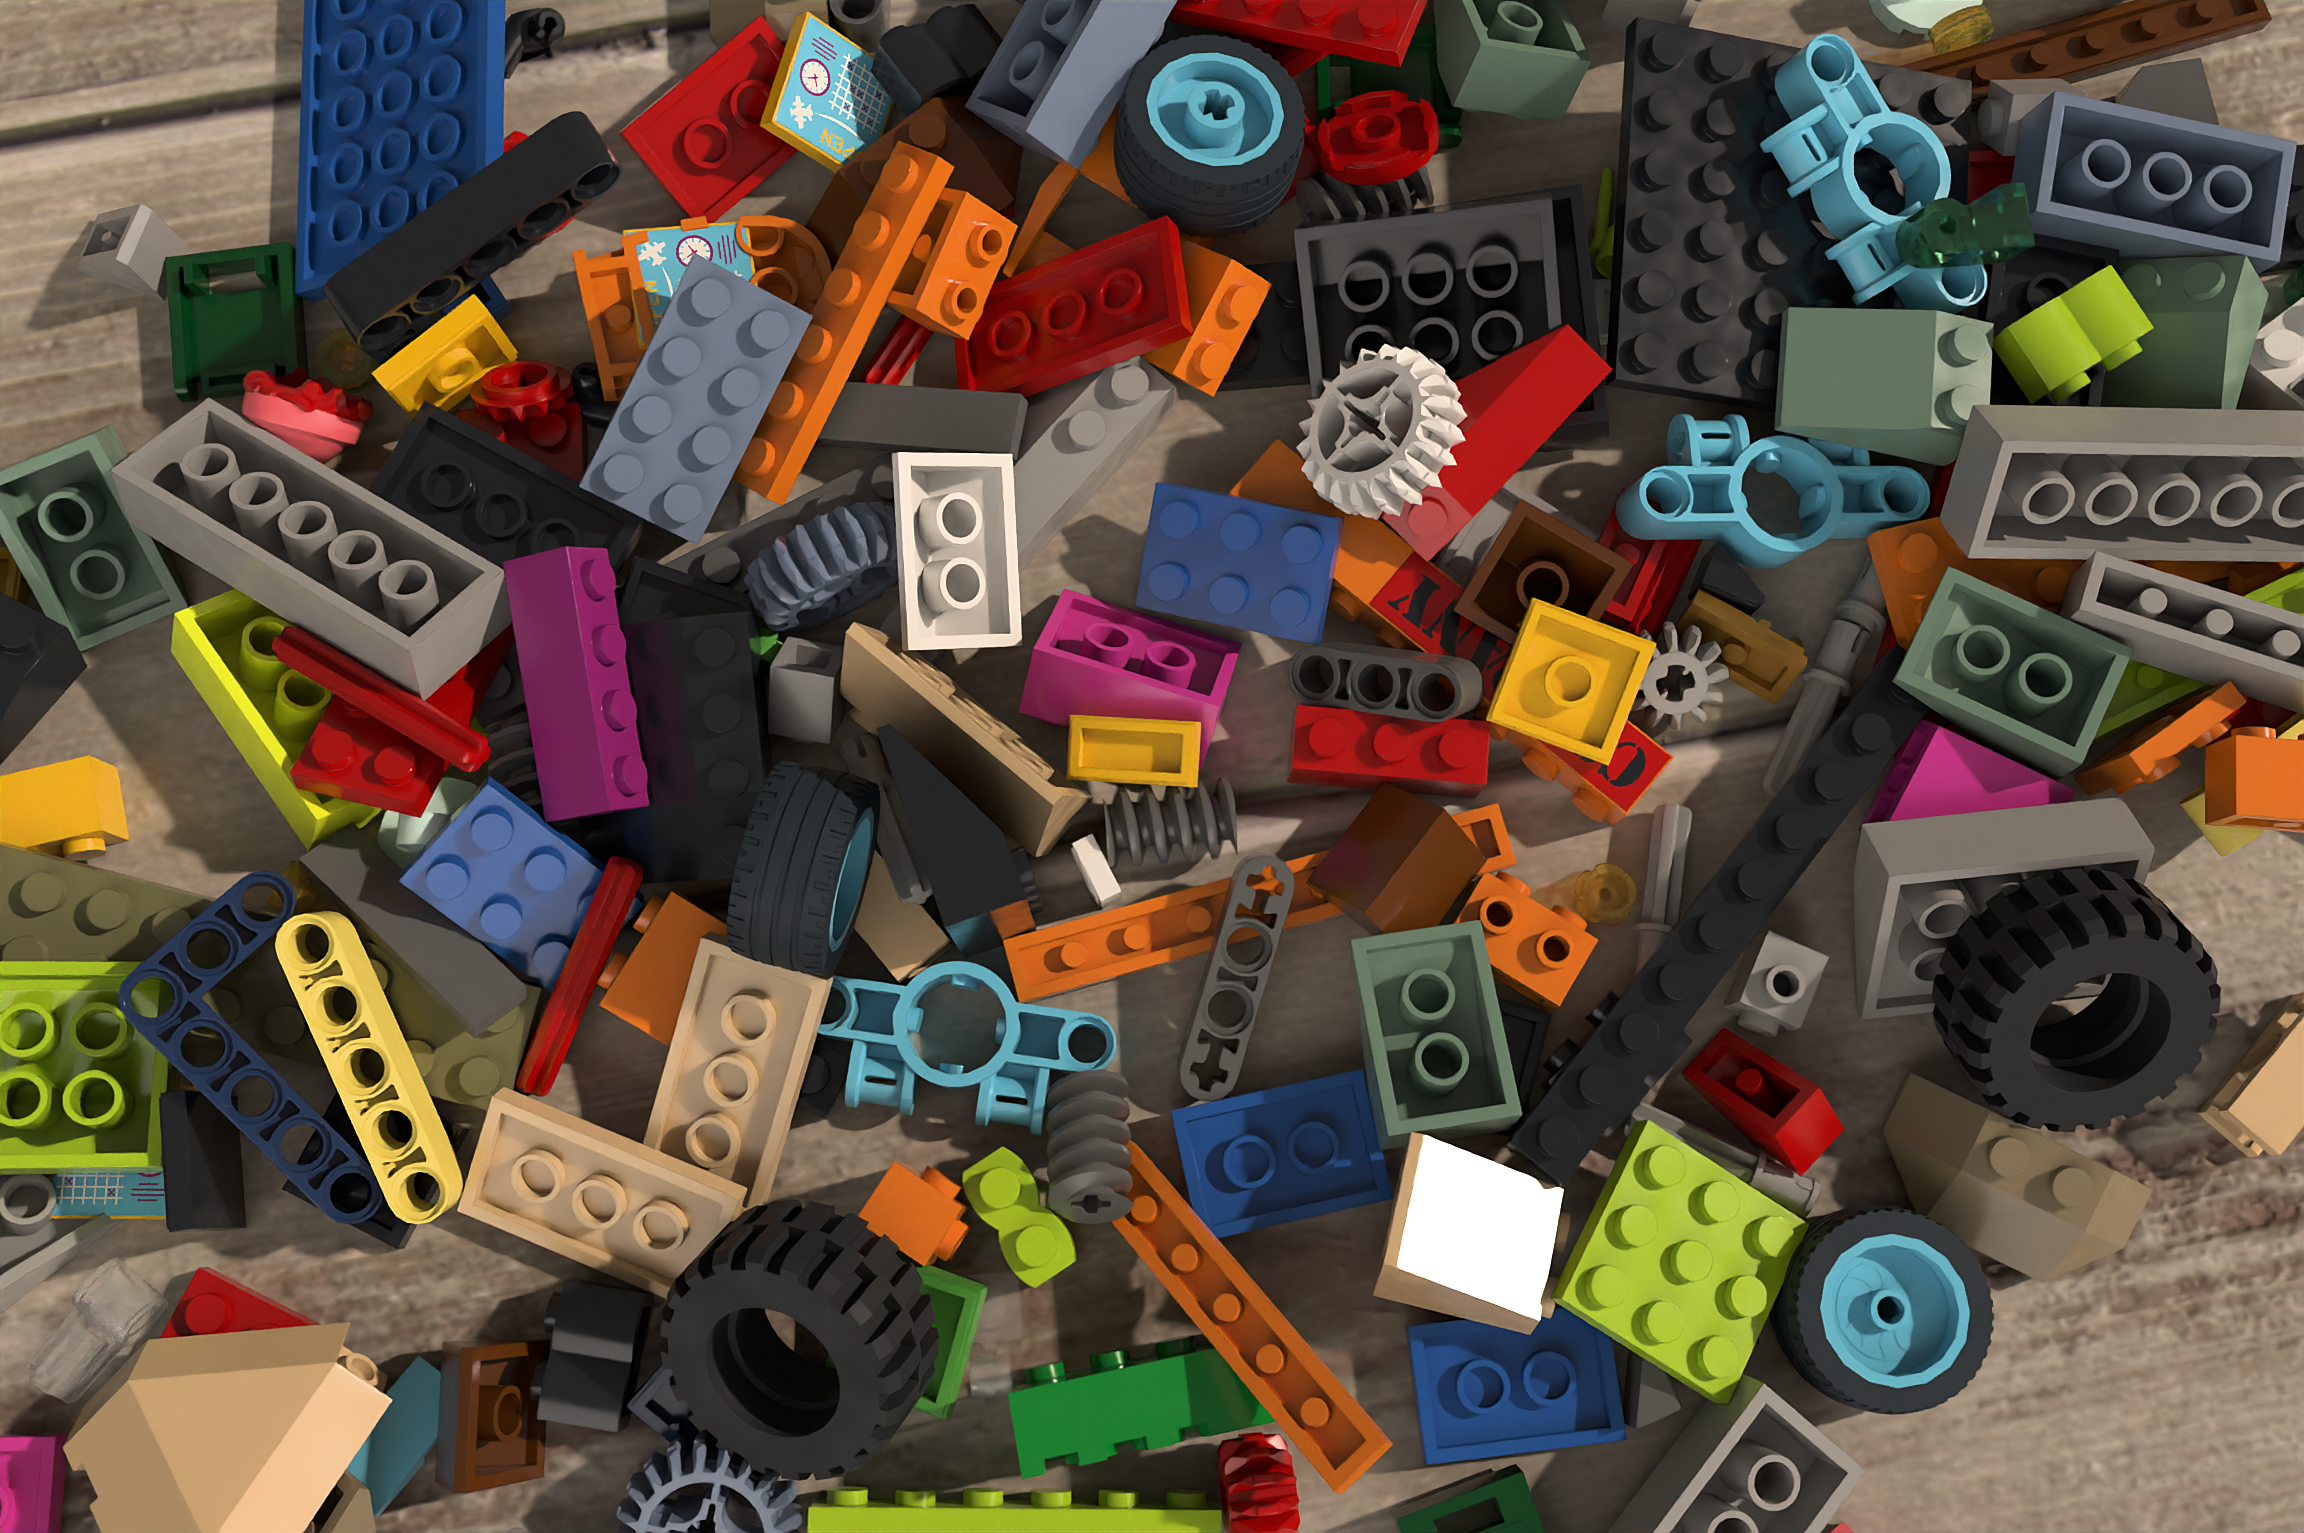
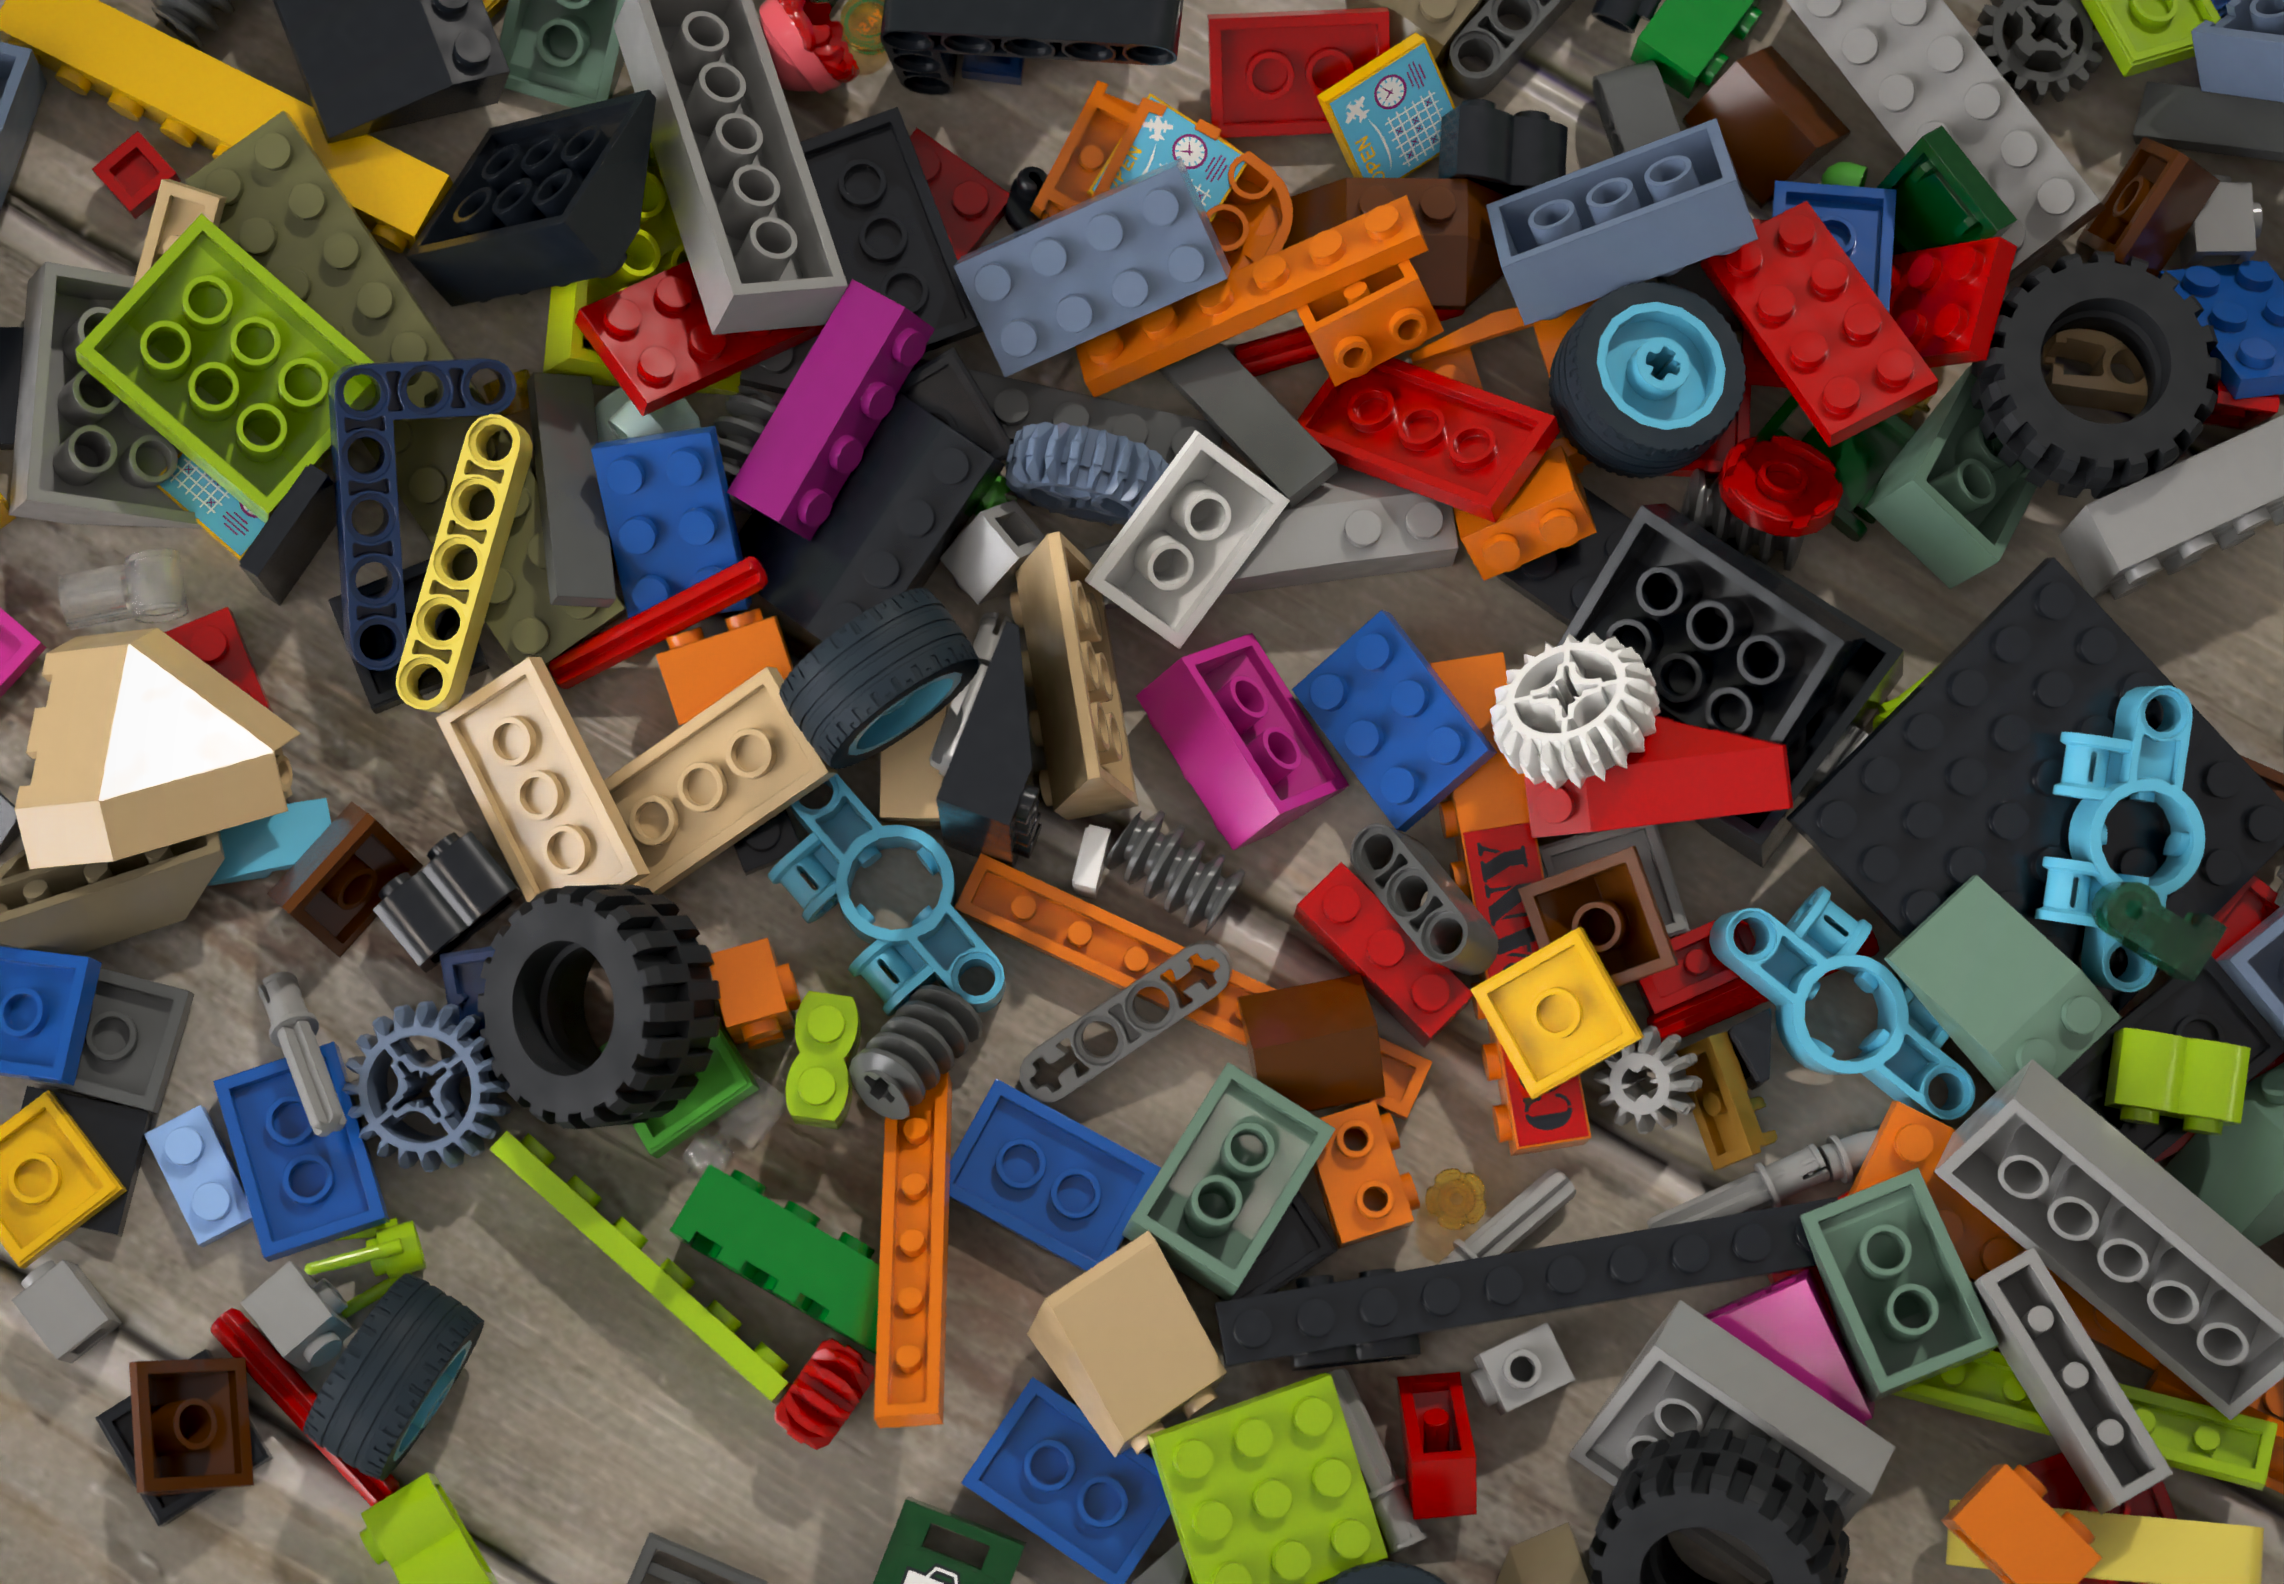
camera: 40 degrees right, 0 degrees up
(187, 714) = (541, 203): none -> black slope
(381, 698) = (686, 308): red axle -> none
(447, 359) = (939, 91): yellow tile -> none
(522, 390) = (959, 143): red gear -> none
(1133, 750) = (1191, 794): yellow tile -> none
(2153, 747) = (1952, 1440): orange plate -> none

